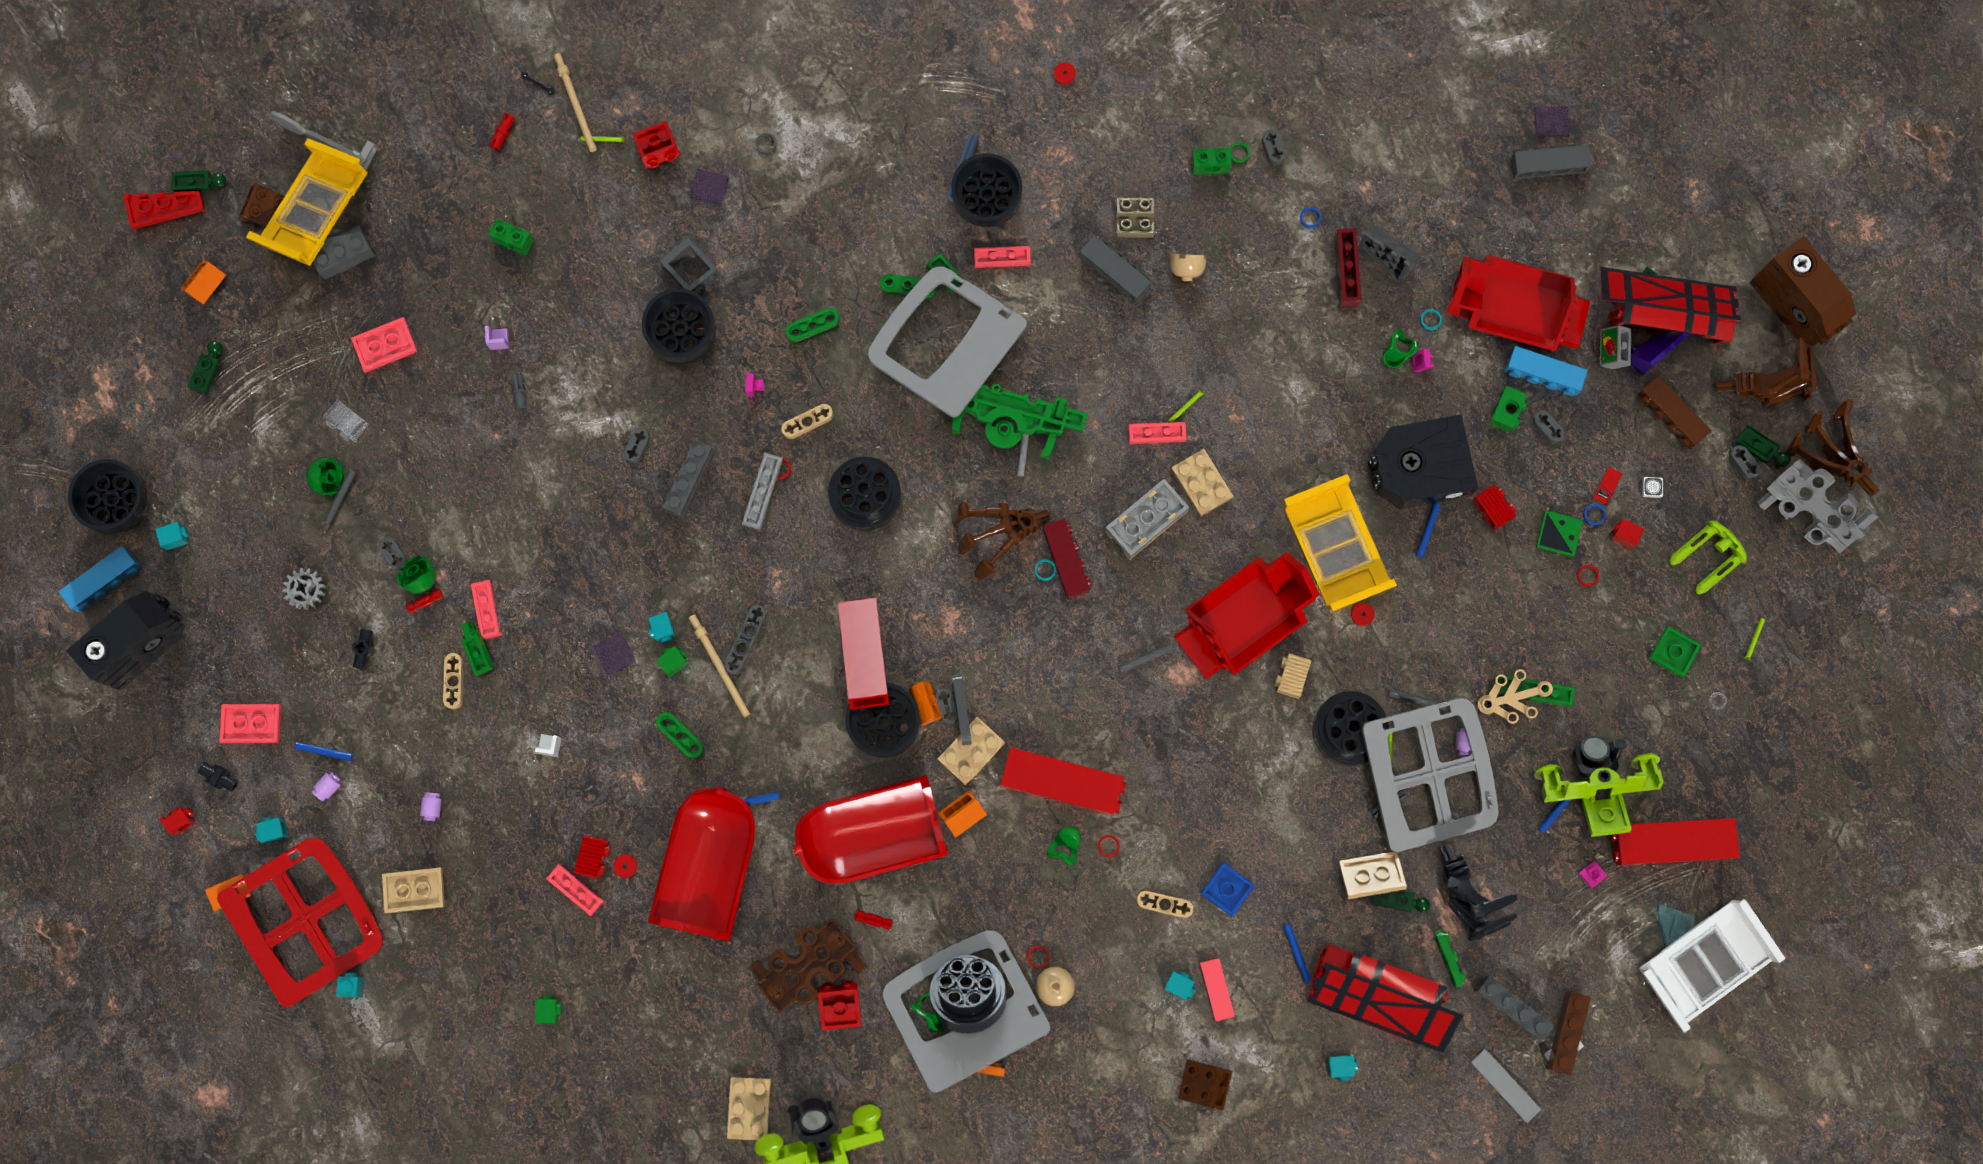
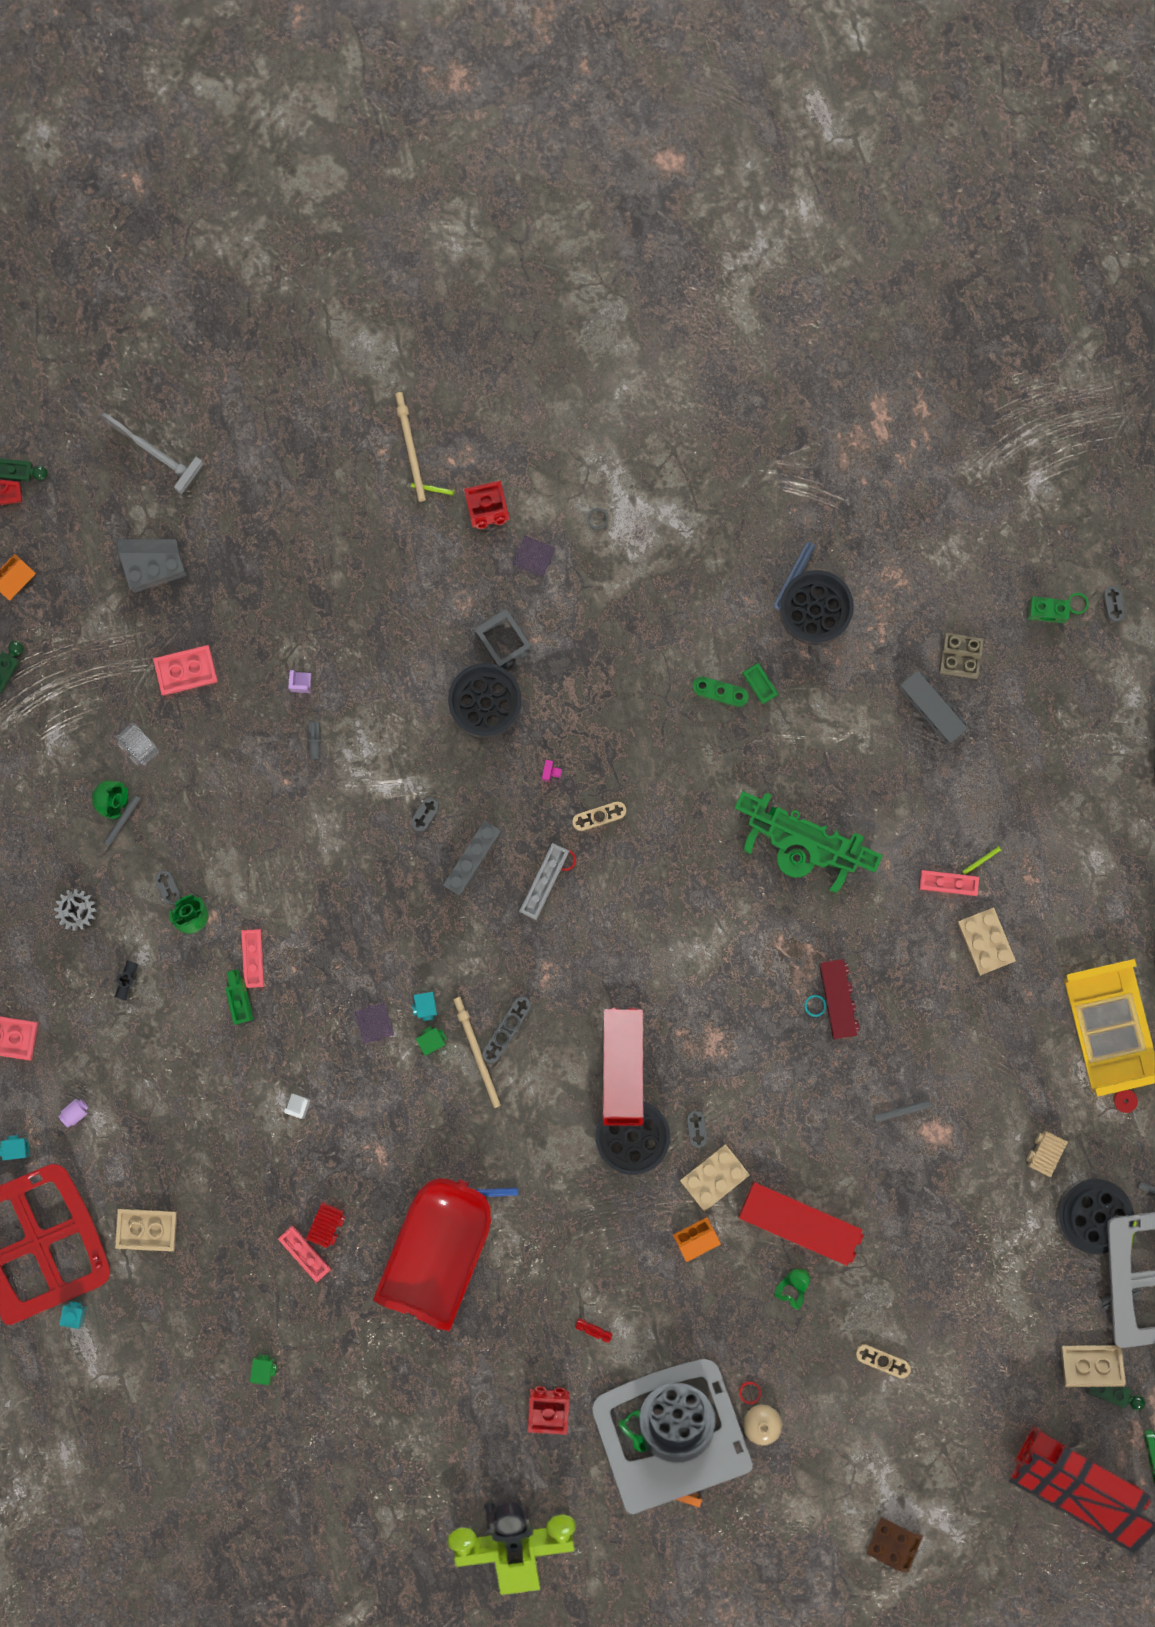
camera: 10 degrees right, 5 degrees up
(260, 205) = (82, 509): reddish brown bracket -> none
(312, 203) = (131, 516): yellow piece -> none
(323, 751) = (75, 1076): blue bar -> none
(424, 601) = (192, 940): red axle -> none
(430, 806) = (173, 1149): lavender brick -> none
(458, 667) = (203, 1039): tan beam -> none
(502, 131) = (332, 465): red pin -> none
(510, 237) = (327, 579): green brick -> none
(550, 90) = (386, 429): black hinge -> none
(625, 872) = (363, 1238): red wheel -> none
(674, 729) = (420, 1112): green plate -> none
(748, 1108) = (445, 1496): tan plate -> none
(818, 319) = (625, 712): green plate -> none
(838, 948) = (488, 1380): reddish brown gear -> none
(870, 833) = (604, 1246): red panel -> none
(880, 512) = (631, 921): black wheel -> none
(926, 702) = (677, 1122): orange brick -> none
(962, 709) = (712, 1137): dark grey beam -> none
(971, 361) = (775, 781): light grey door -> none
(1002, 256) = (820, 675): coral tile -> none
(1009, 524) = (791, 972): reddish brown piece -> none
(1022, 455) = (810, 886): light grey bar -> none
(1064, 67) = (906, 492): red wheel -> none
(1108, 836) = (826, 1294): red piece -> none
(1147, 519) = (925, 972): light grey piece -> none
(1180, 985) = (886, 1444): teal brick -> none
(1187, 265) = (1006, 715): tan cylinder -> none
(1217, 989) = (921, 1453): coral tile -> none
(1227, 889) = (947, 1356): blue tile -> none
(1247, 615) = (1010, 1085): red panel -> none
(1297, 953) = (1005, 1430): blue bar -> none
(1312, 209) = (1138, 692): blue piece -> none
(1342, 1067) = (1032, 1549): teal brick -> none

